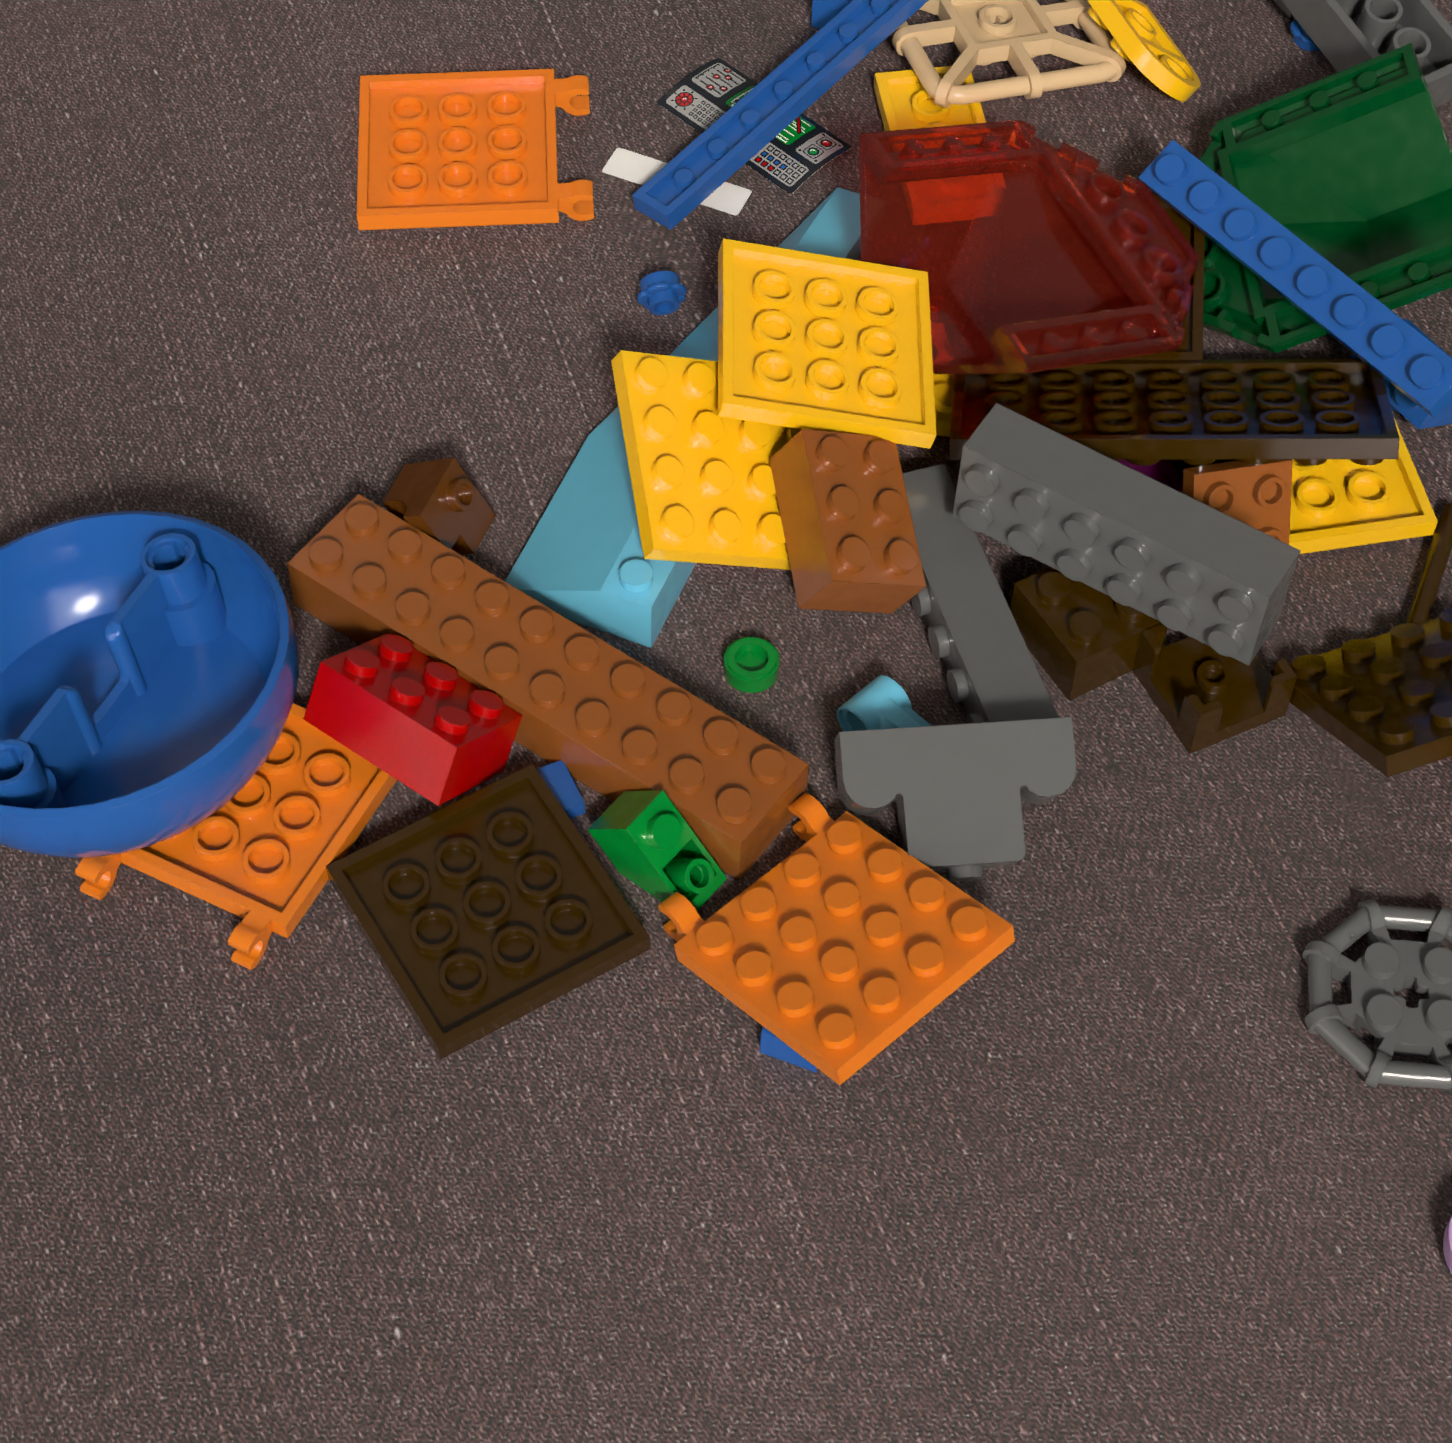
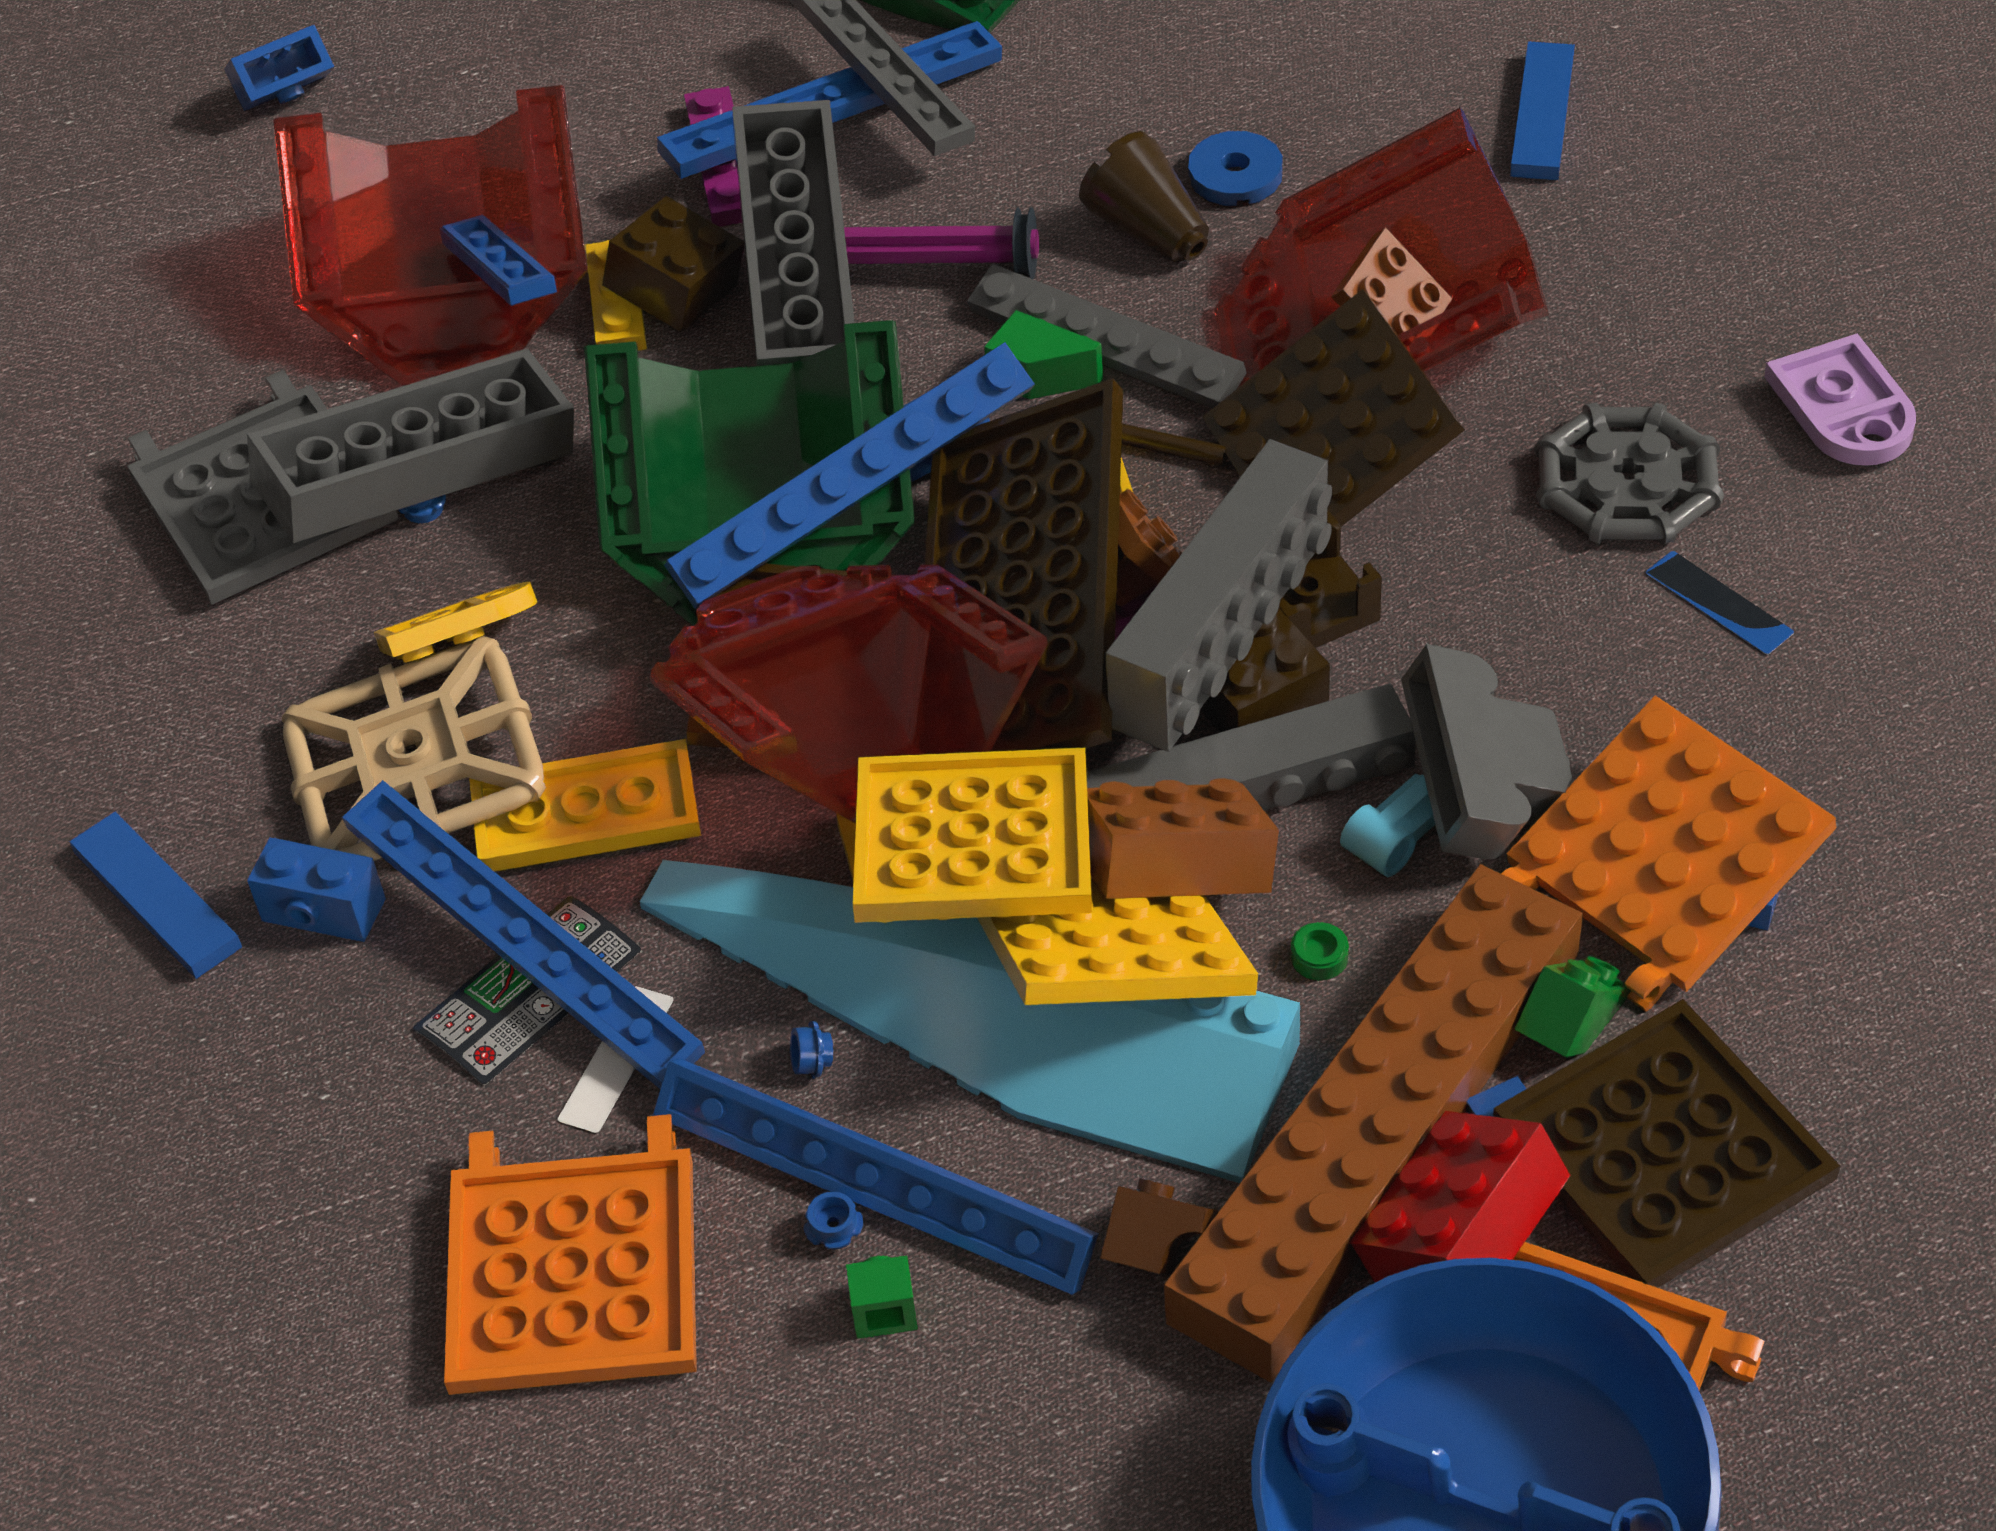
camera: 85 degrees left, 5 degrees down
(403, 333) = (881, 1296): none -> green plate
(486, 307) = (831, 1208): none -> blue plate
(534, 318) = (877, 1176): none -> blue plate
(1221, 1070) = (1720, 602): none -> black sticker

